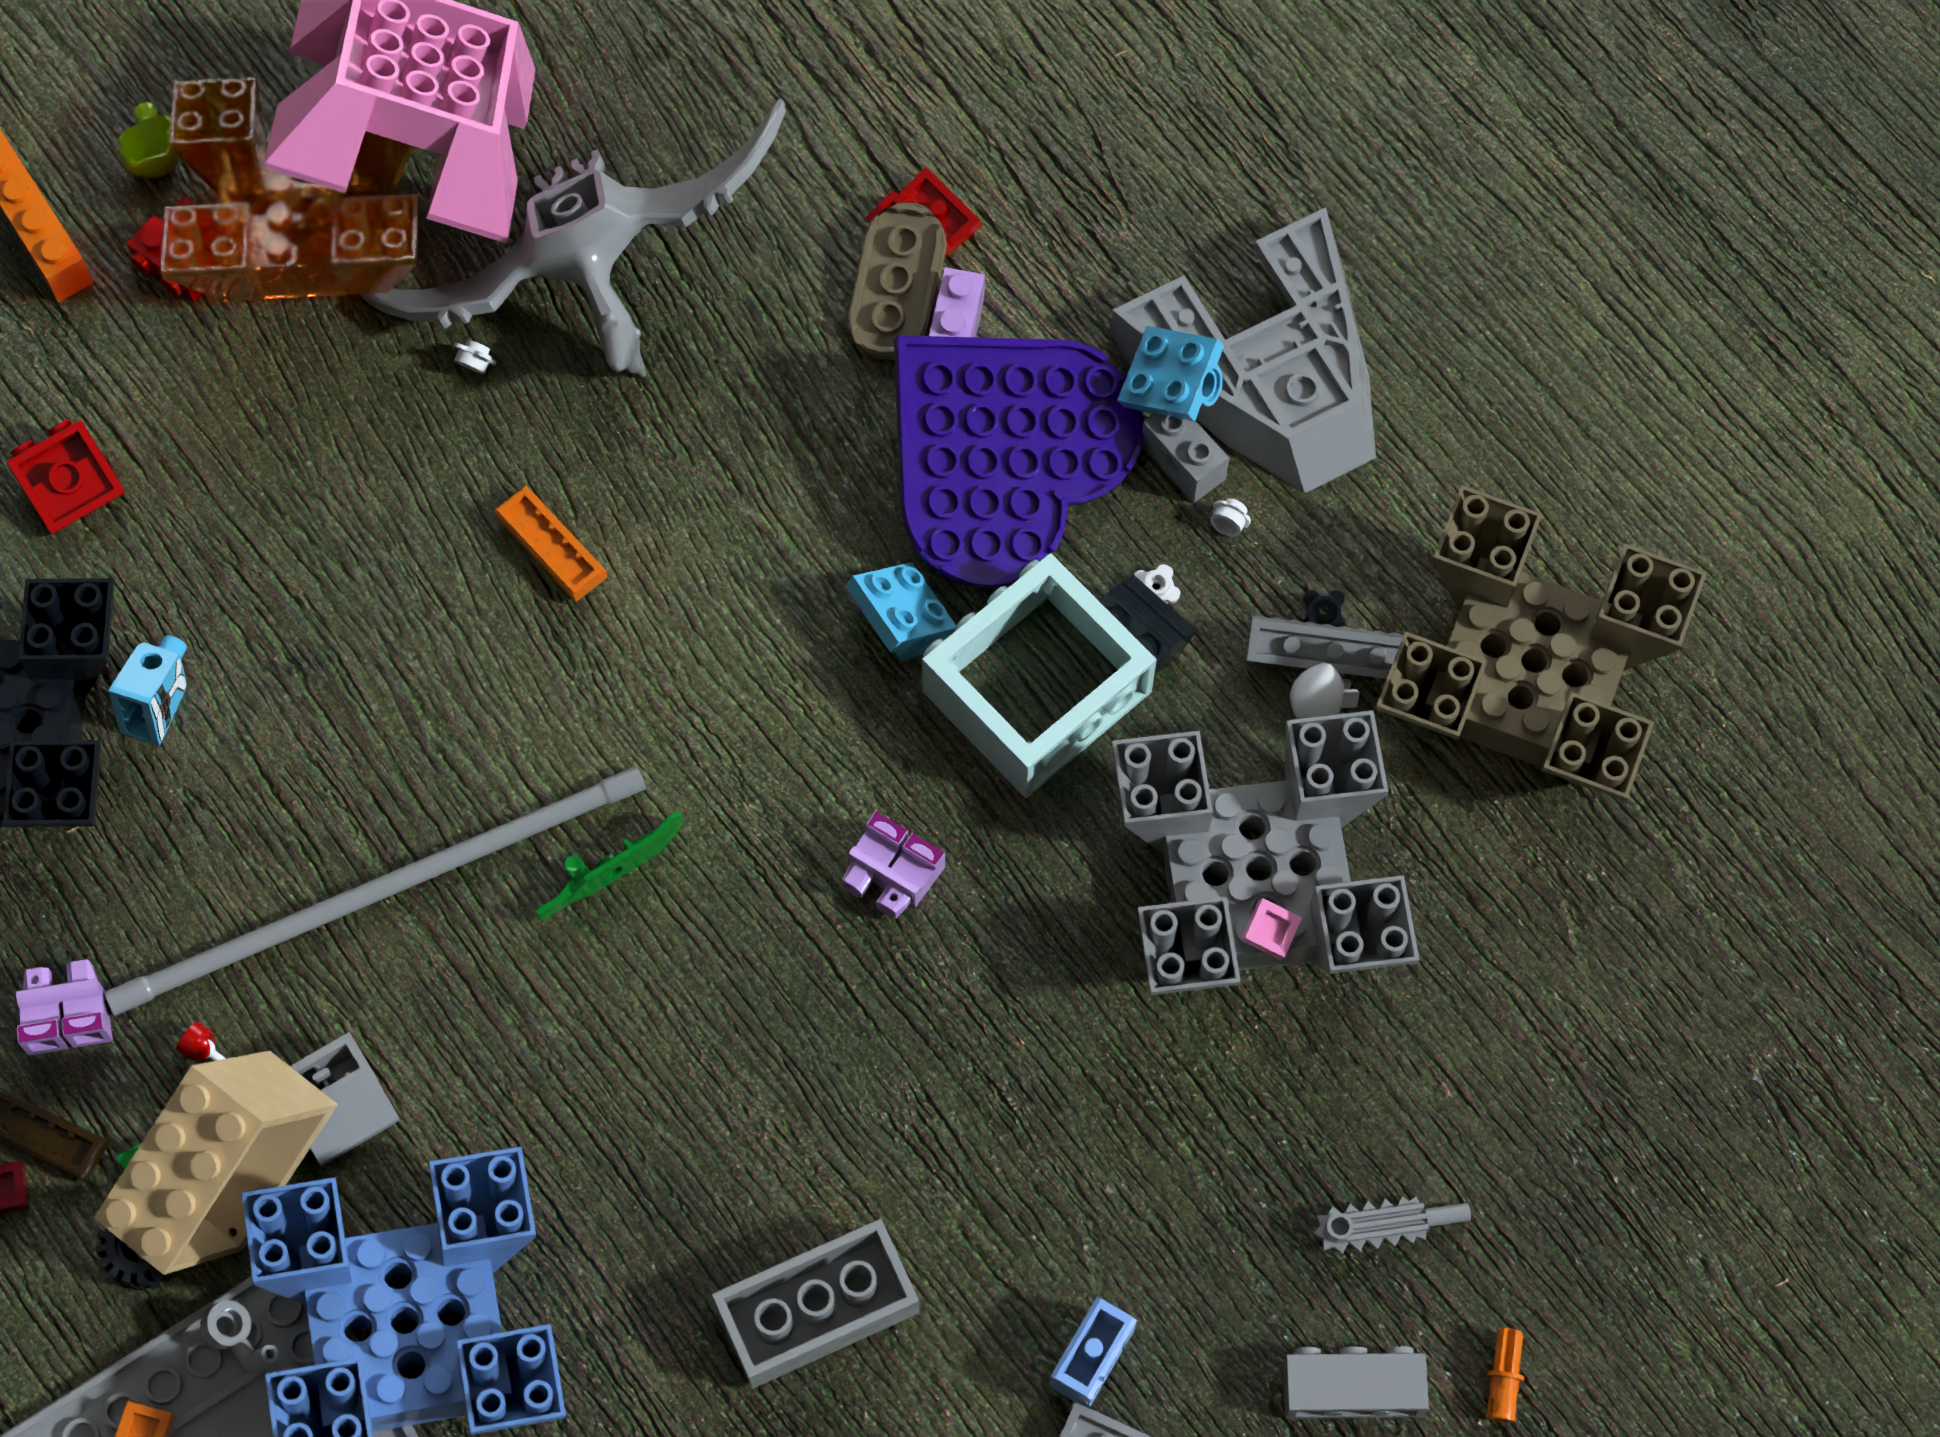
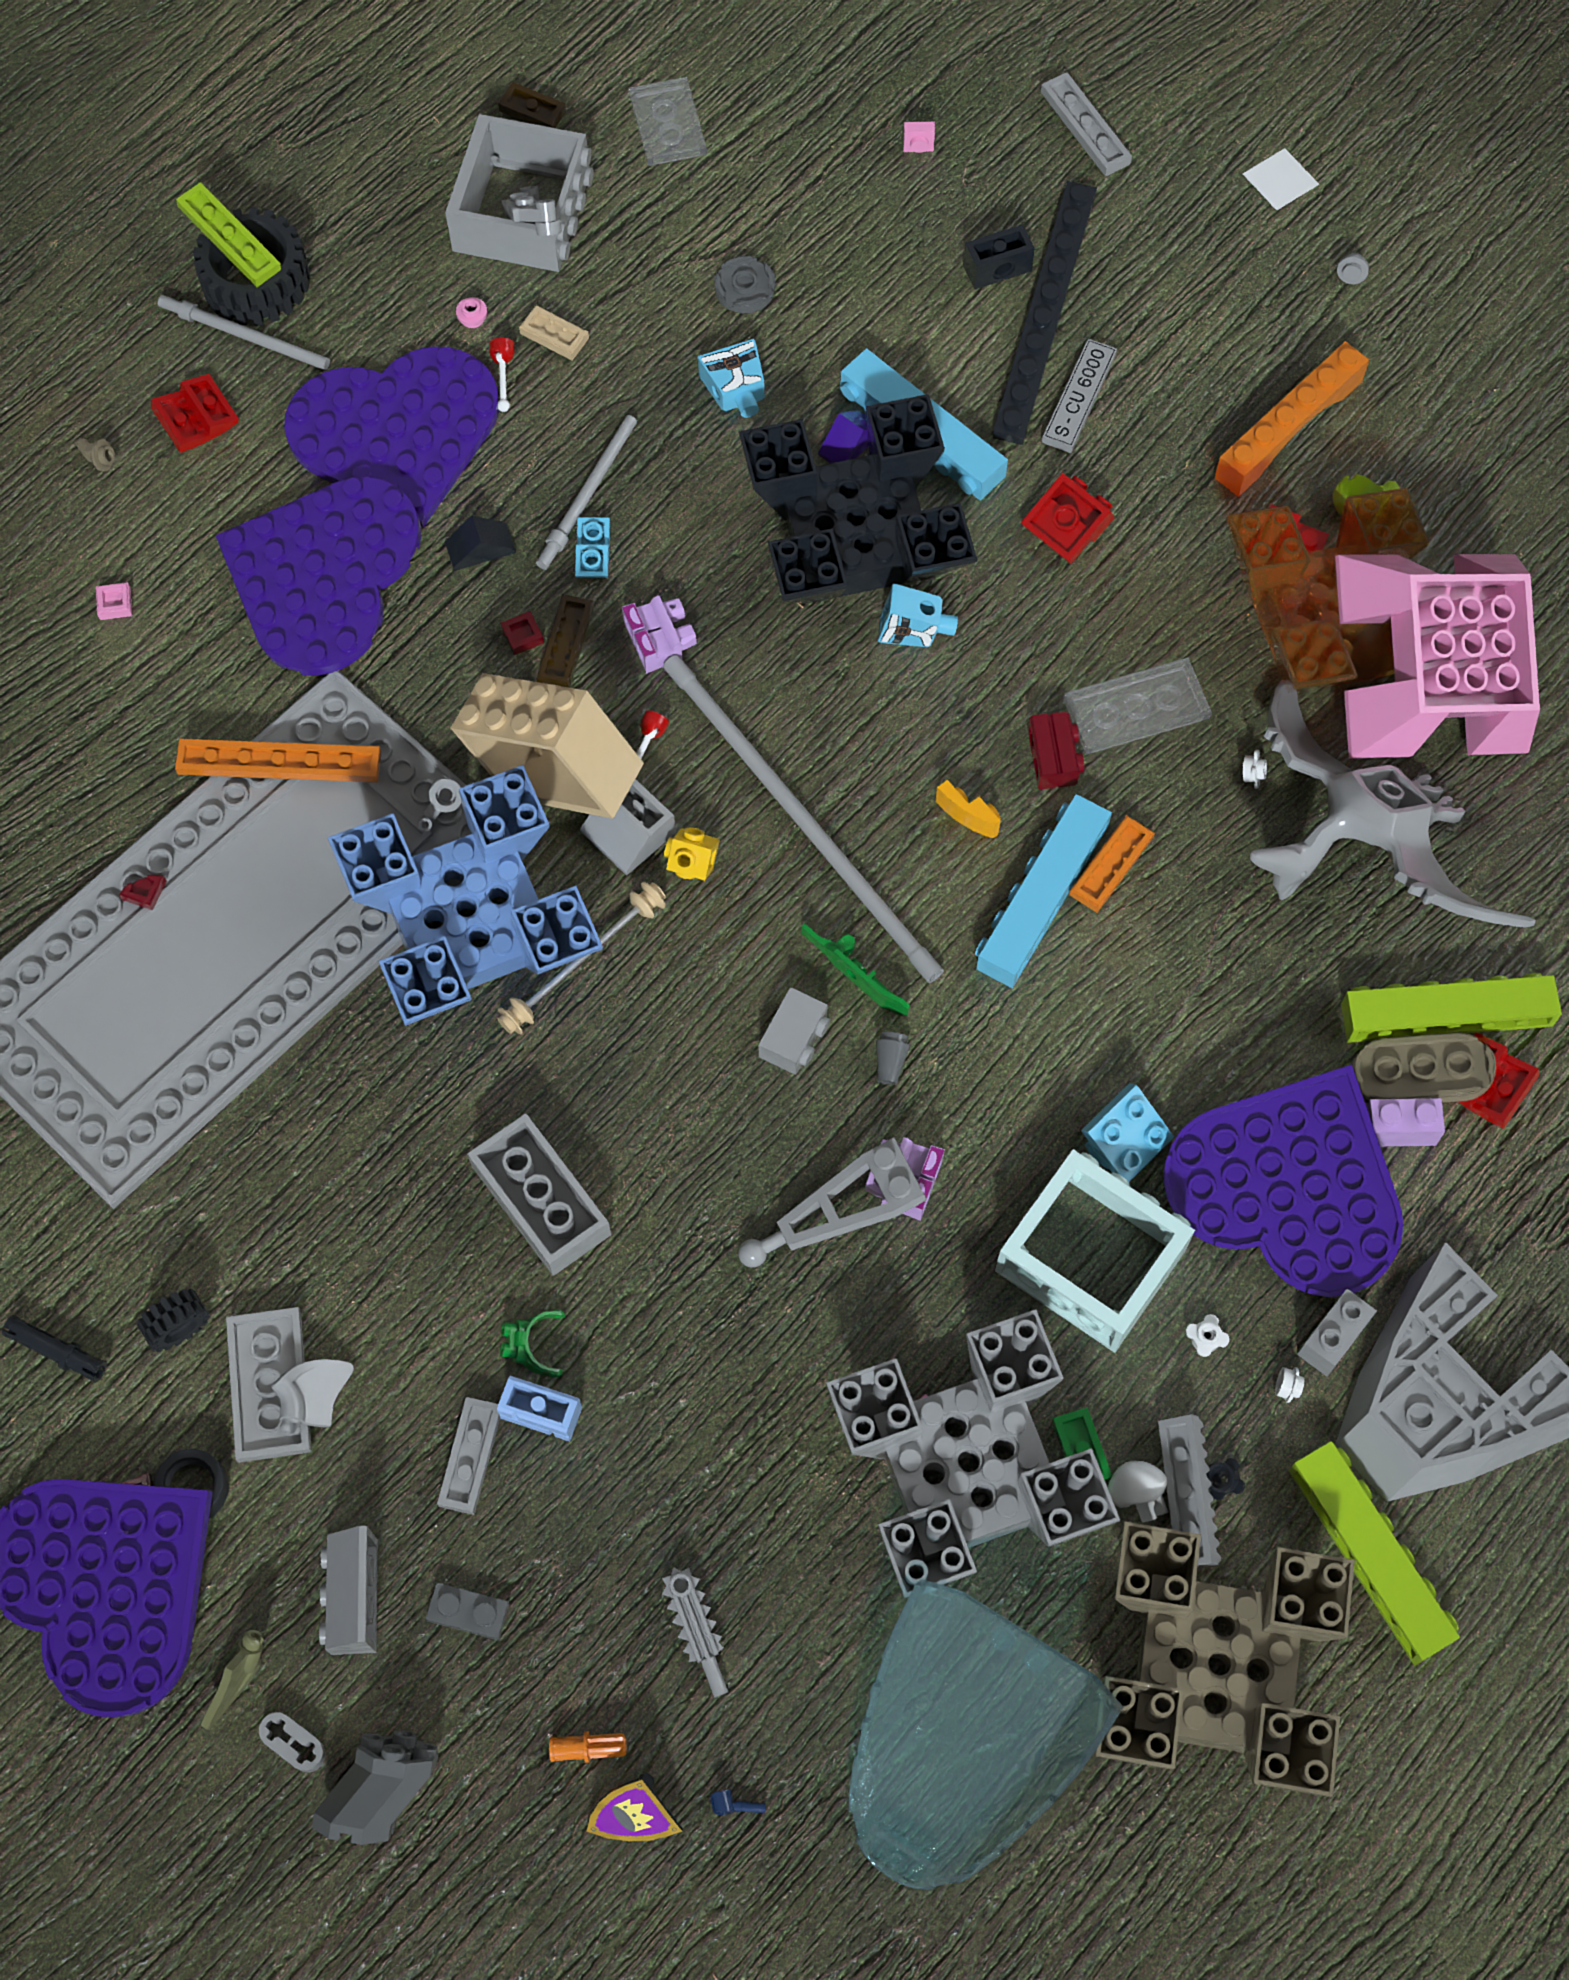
camera: 80 degrees right, 0 degrees up
(346, 465) = (1137, 705): none -> clear tile
(382, 570) = (1054, 750): none -> dark red brick
(400, 1027) = (691, 853): none -> yellow brick
(446, 678) = (974, 815): none -> light orange slope
(558, 1286) = (520, 1011): none -> tan axle
(565, 627) = (1043, 890): none -> medium azure brick
(673, 955) = (793, 1031): none -> light grey brick
(733, 850) = (891, 1055): none -> dark grey cone
(830, 236) = (1451, 1007): none -> lime brick
(901, 873) = (893, 1178): none -> light grey plate
(998, 1368) = (517, 1345): none -> green helmet
(1149, 620) = (1165, 1328): black brick -> none
(1173, 374) = (1394, 1301): medium azure plate -> none
(1251, 751) = (1078, 1434): none -> green plate
(1271, 928) = (910, 1475): bright pink plate -> none
(1355, 1384) = (556, 1622): light grey brick -> none
(1430, 481) = (1380, 1561): none -> lime brick
(1579, 934) = (966, 1738): none -> clear light blue windscreen
(1592, 1333) = (632, 1813): none -> shield
(1593, 1233) = (723, 1804): none -> dark blue hand

